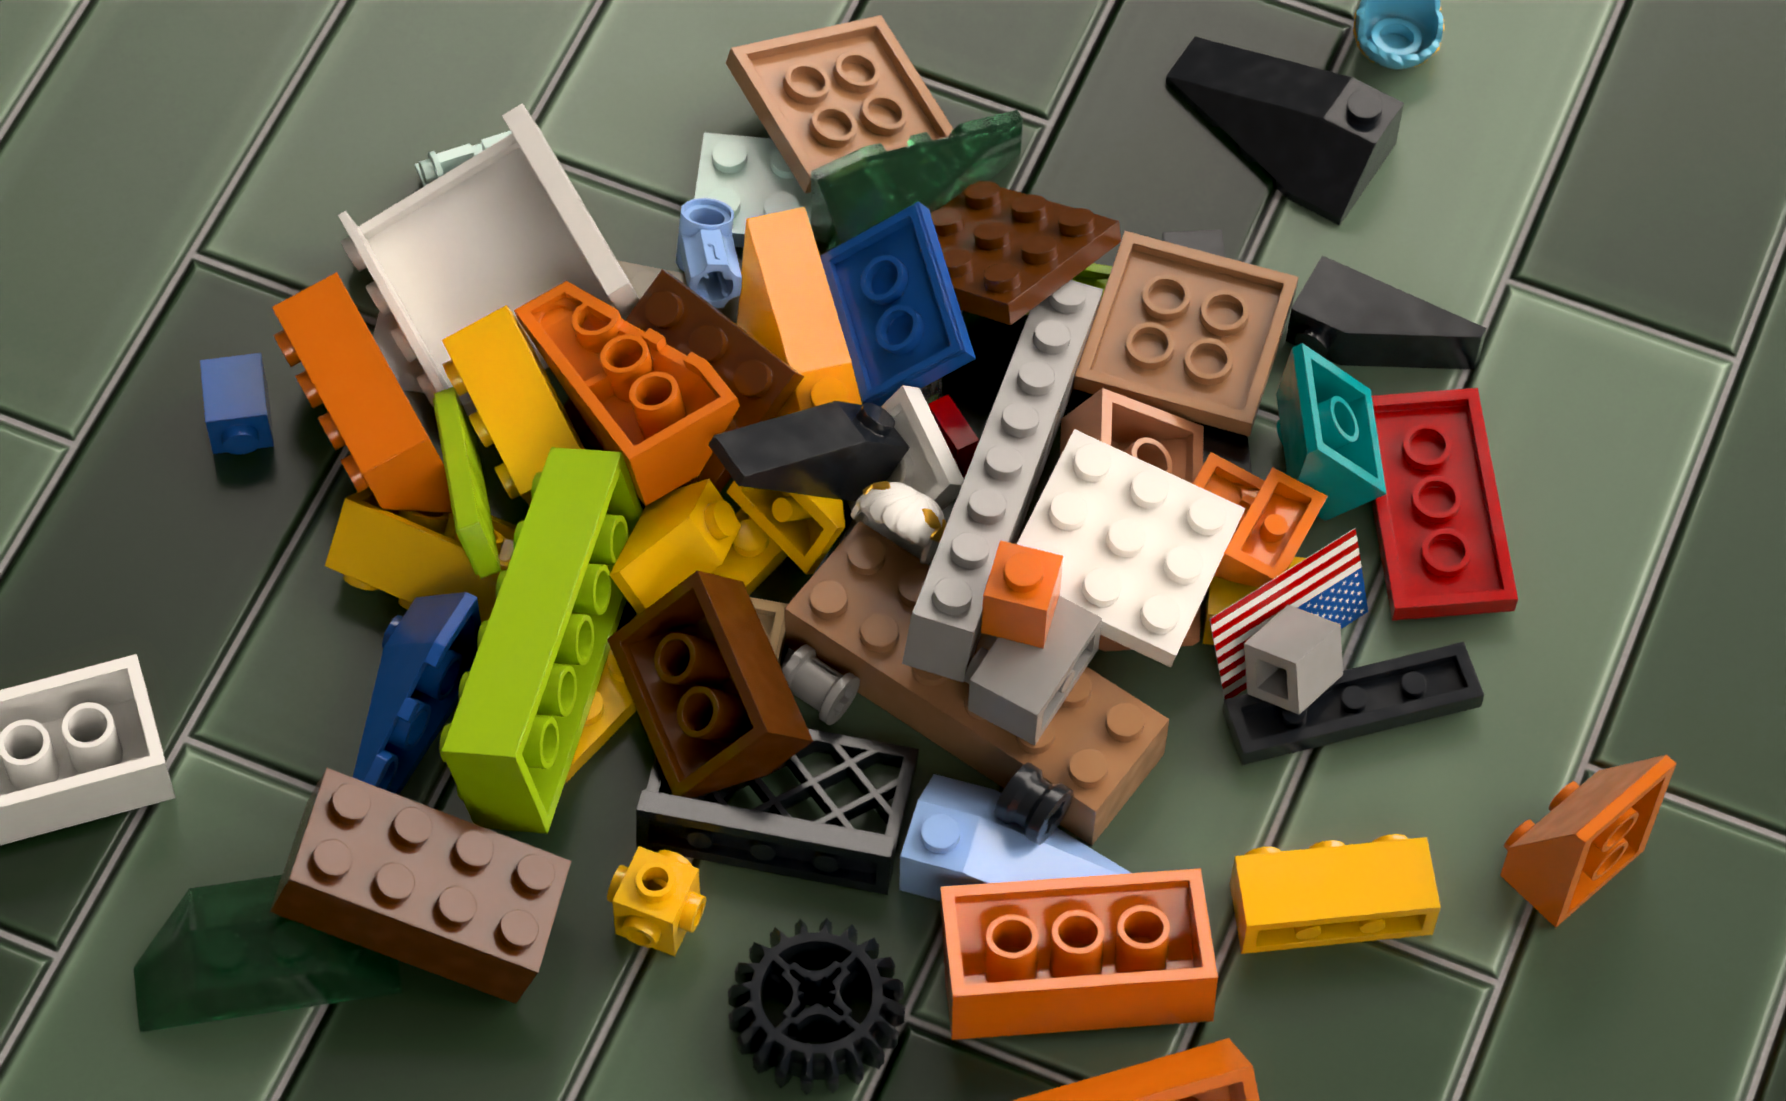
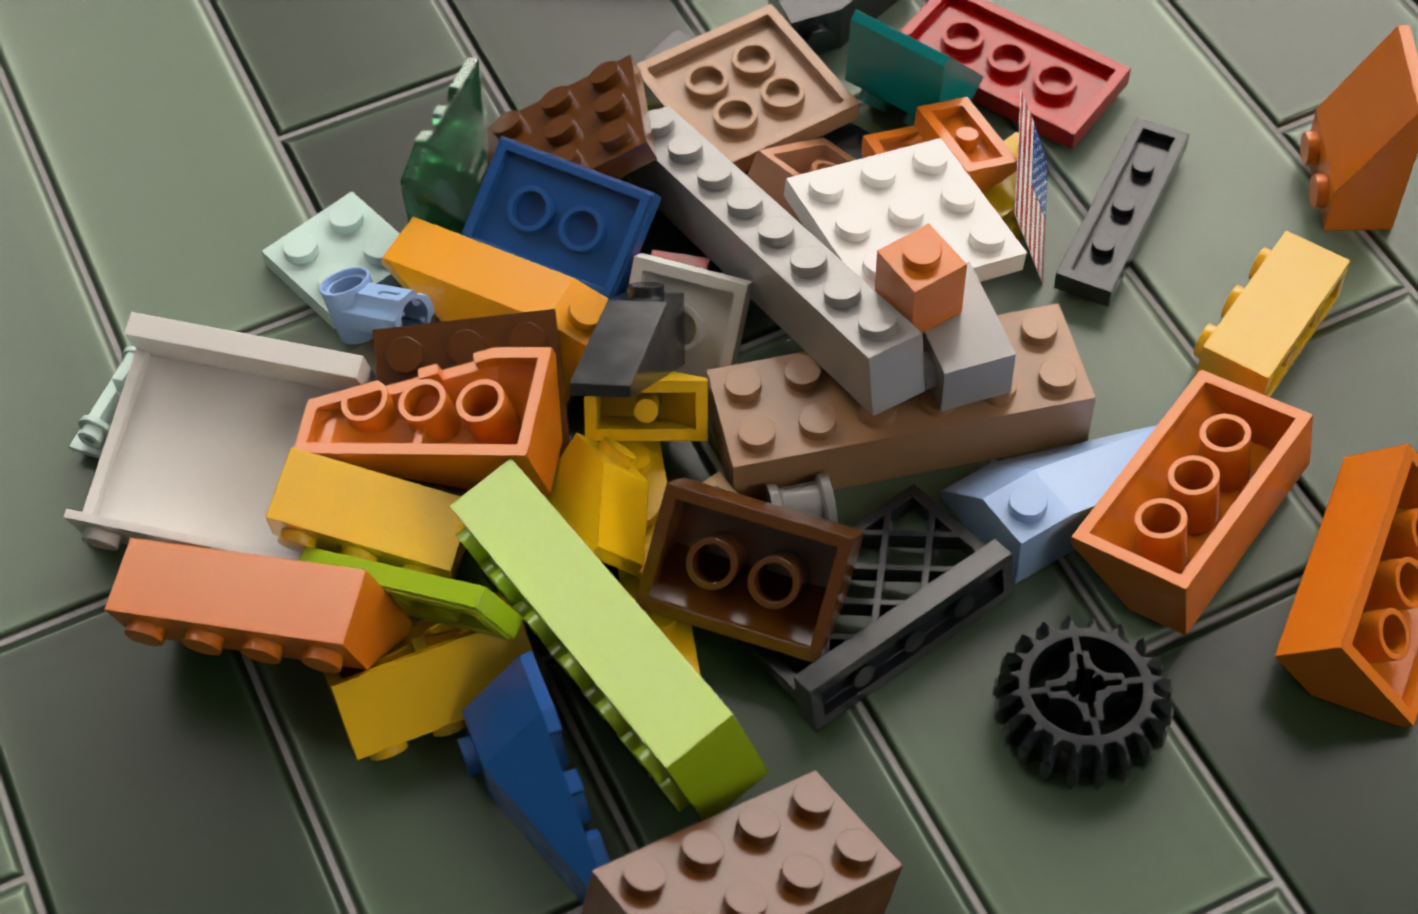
camera: 45 degrees left, 5 degrees down
(236, 404) = (137, 718): blue brick -> none
(656, 899) = (893, 742): yellow brick -> none
(835, 93) = (332, 152): medium nougat plate -> none
(903, 517) = (743, 335): white hair -> none
(1033, 803) = (1056, 428): black wheel -> none
(1293, 659) = (1074, 204): light grey brick -> none

